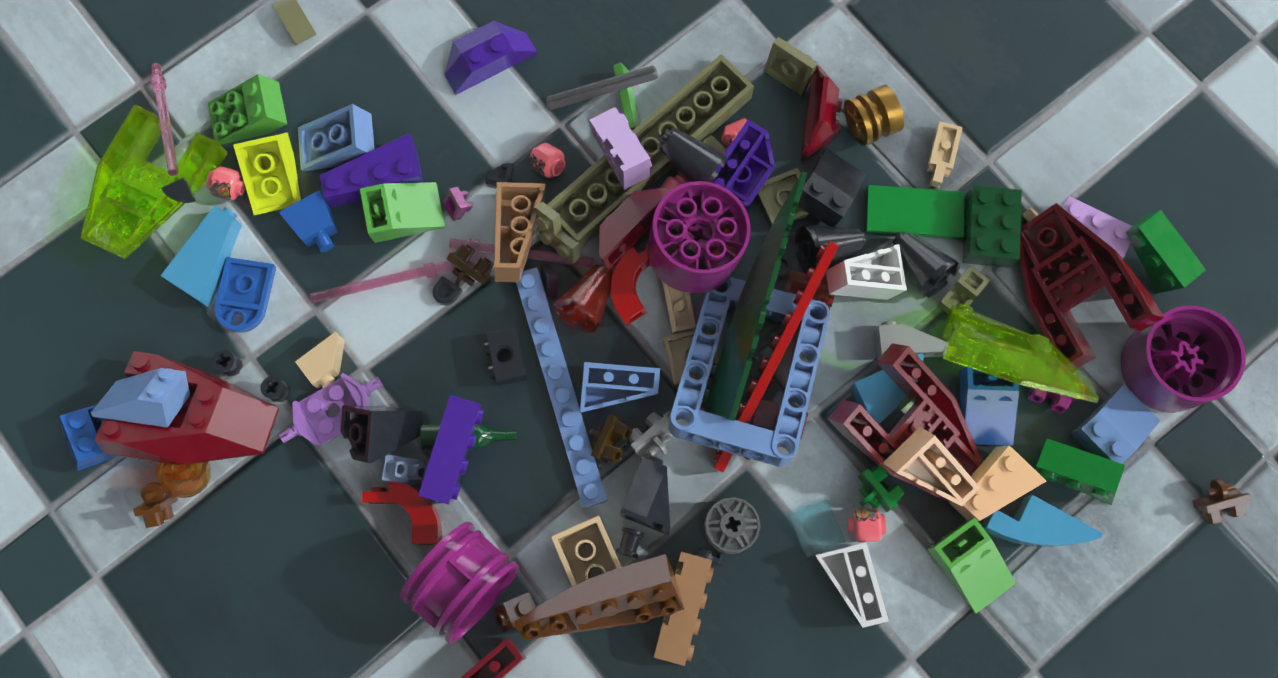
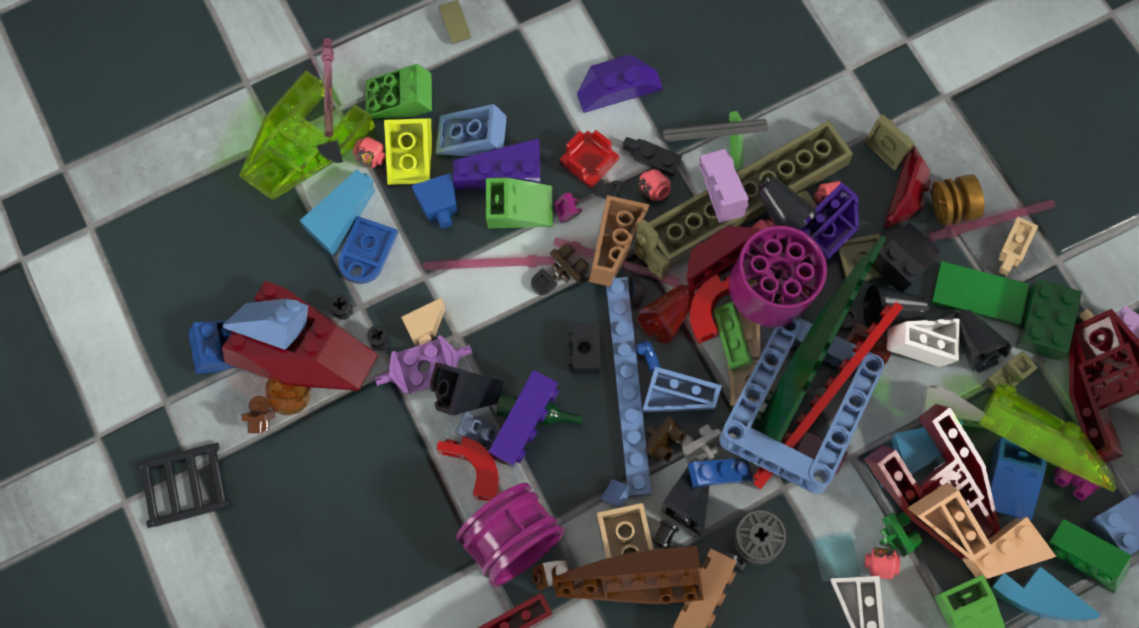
camera: 15 degrees right, 5 degrees down
(64, 576) = (167, 462): none -> black bar
(470, 142) = (589, 156): none -> red panel
(539, 128) = (652, 155): none -> black hinge
(569, 508) = (616, 493): none -> medium blue tile
(577, 347) = (646, 348): none -> blue arm
(662, 310) = (732, 336): none -> bright green tile
(675, 463) = (719, 472): none -> blue plate
(875, 149) = (952, 230): none -> clear pink bar

